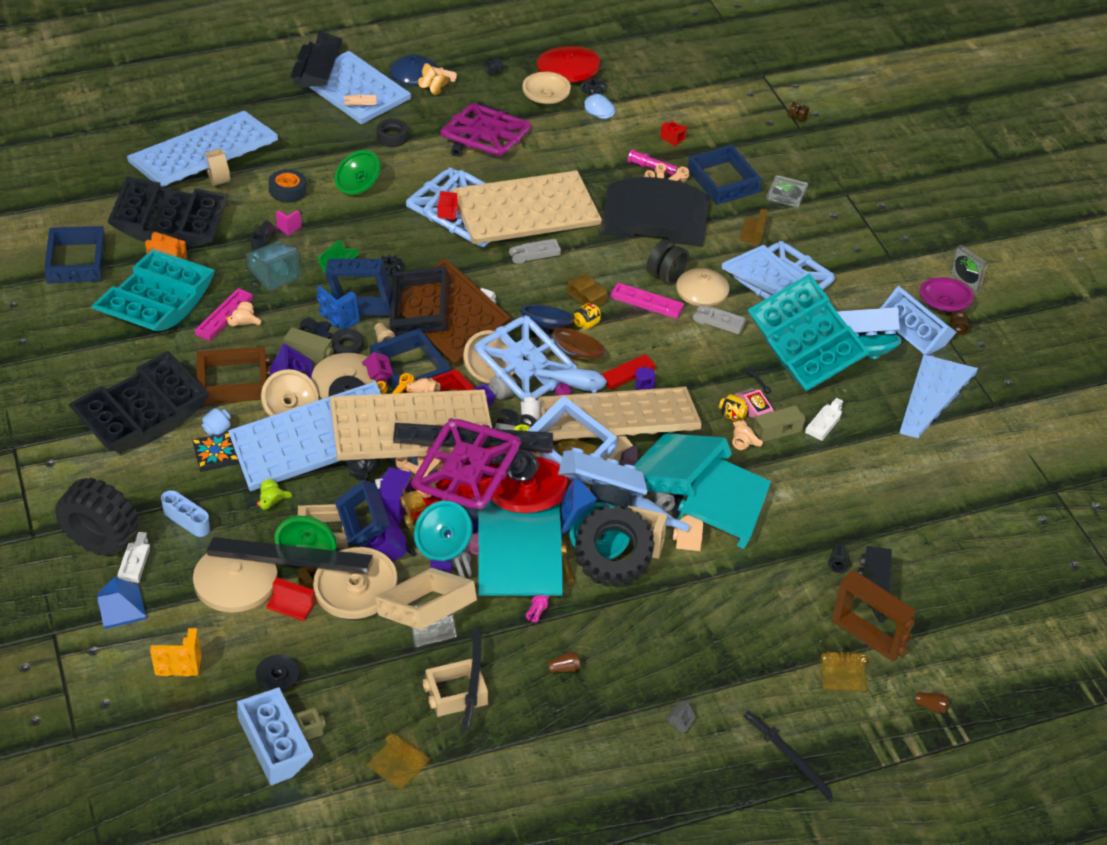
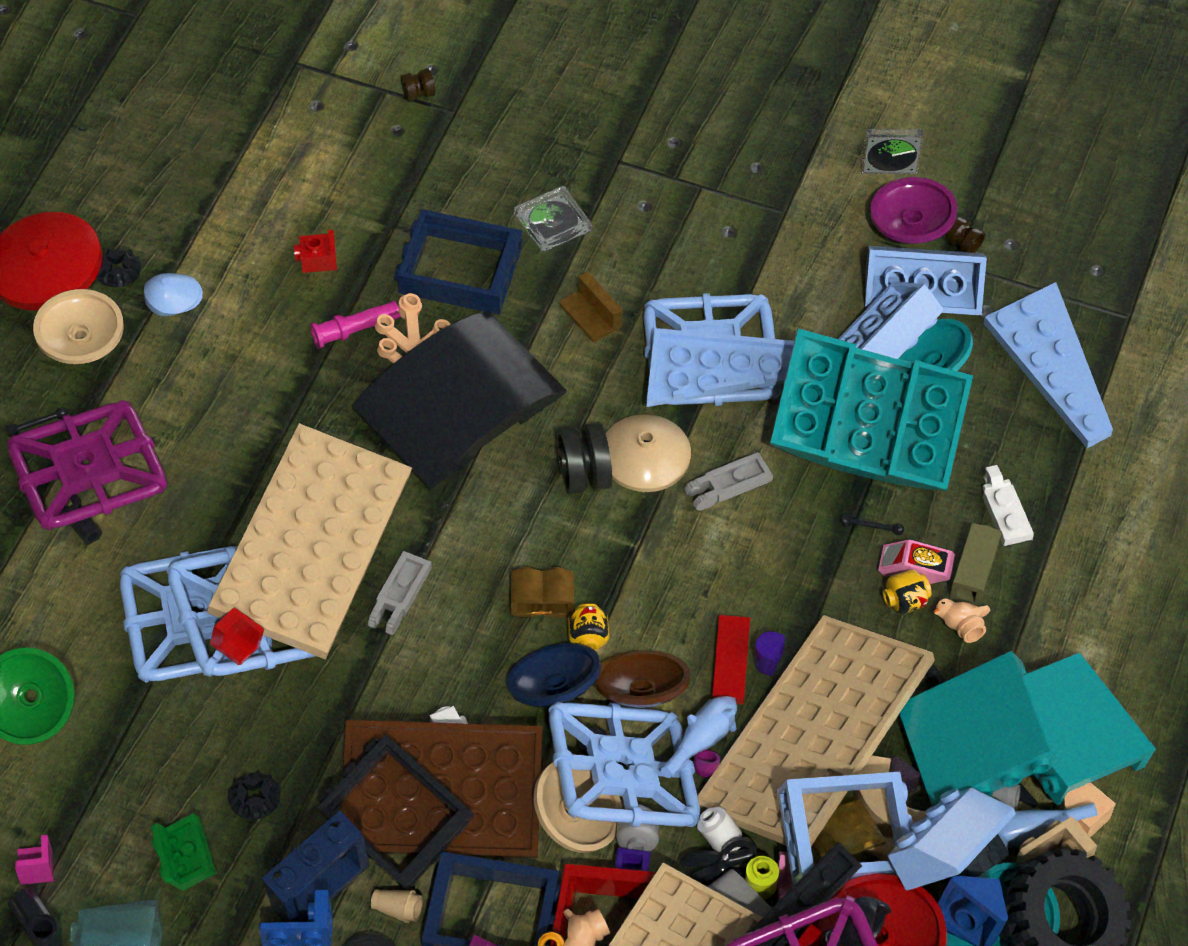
camera: 50 degrees left, 10 degrees up
(647, 300) = (614, 534): dark pink tile -> none

